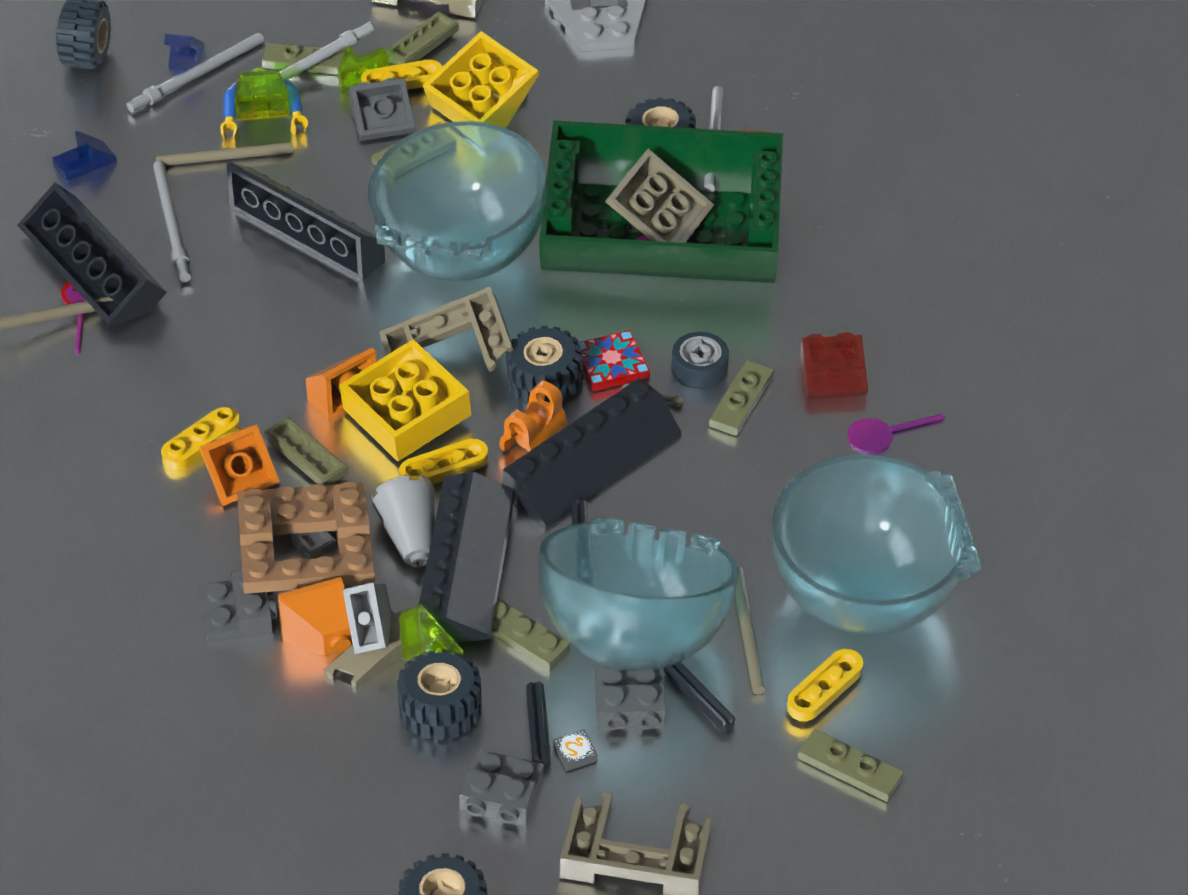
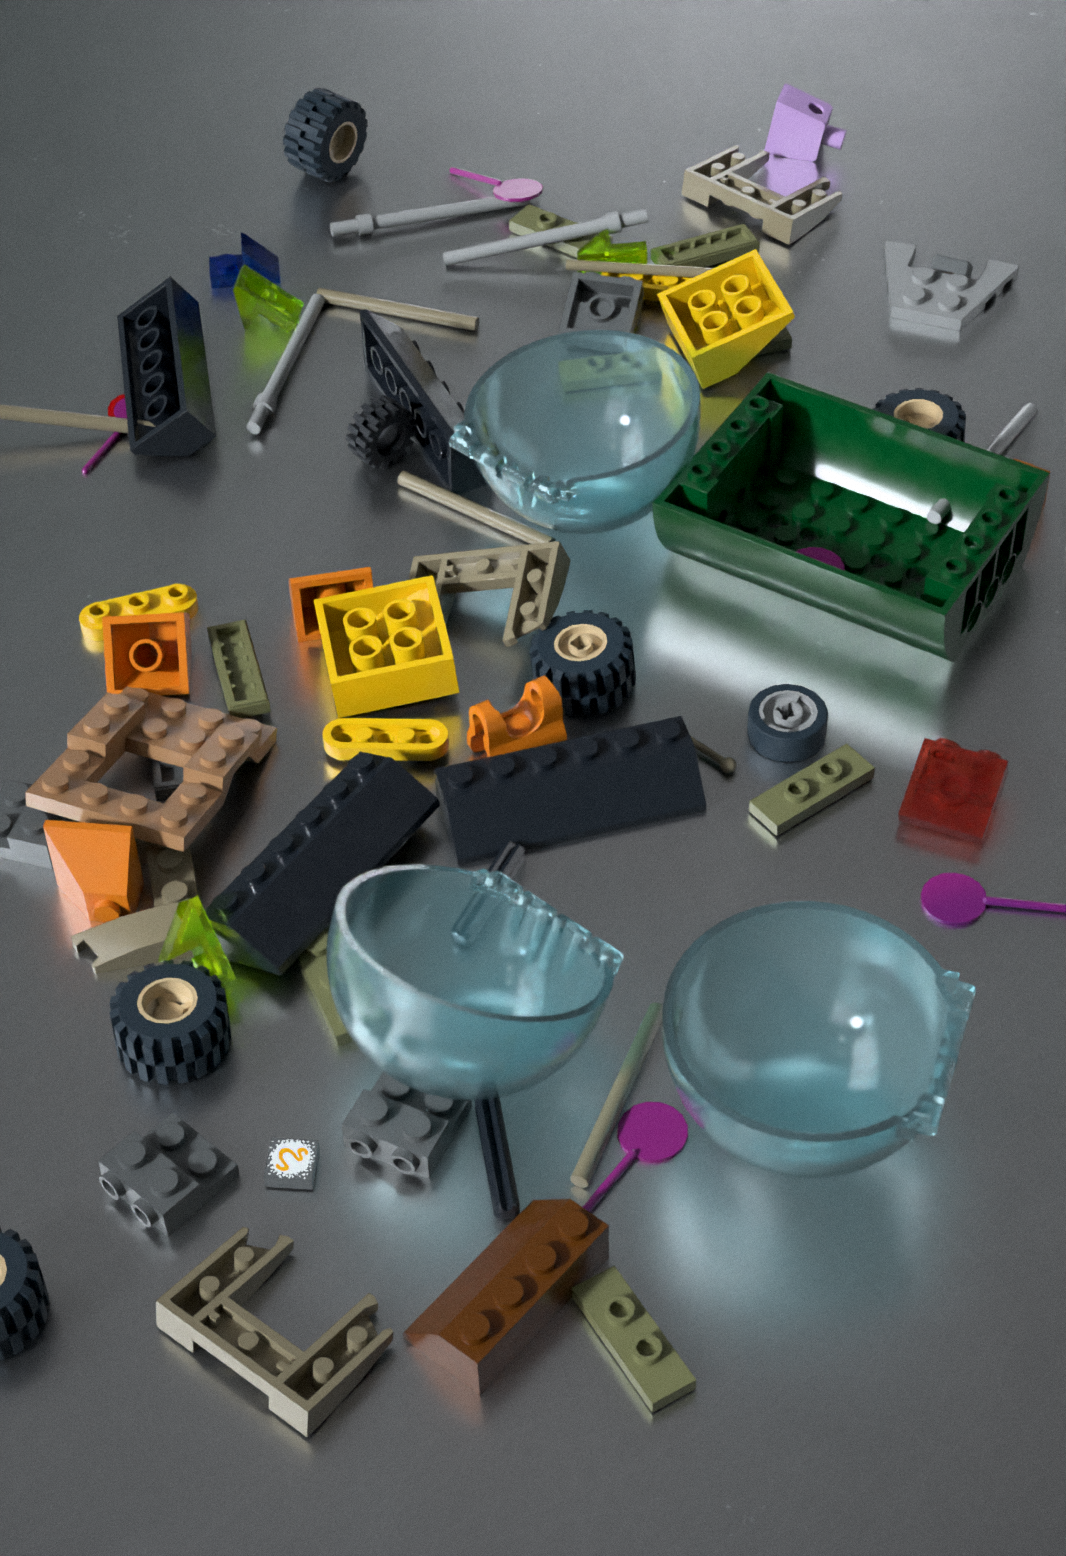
camera: 30 degrees right, 0 degrees up
(128, 177) = (260, 296): none -> clear neon green slope
(184, 51) = (430, 186): clear blue slope -> none
(244, 35) = (509, 190): none -> piece
(261, 96) = (470, 256): clear neon green torso -> none
(291, 250) = (381, 432): none -> black tyre
(368, 616) = (145, 888): light grey slope -> none
(389, 285) = (472, 509): none -> axle
(394, 68) = (635, 268): none -> dark tan axle
(408, 516) = (288, 779): light grey cone -> none
(538, 723) = (269, 1110): black axle -> none
(612, 361) = (677, 686): tile -> none
(659, 201) = (847, 510): dark tan slope -> none
(761, 766) = (511, 1291): none -> reddish brown slope
(781, 647) = (646, 1133): none -> magenta piece
(827, 675) = (682, 1197): yellow plate -> none

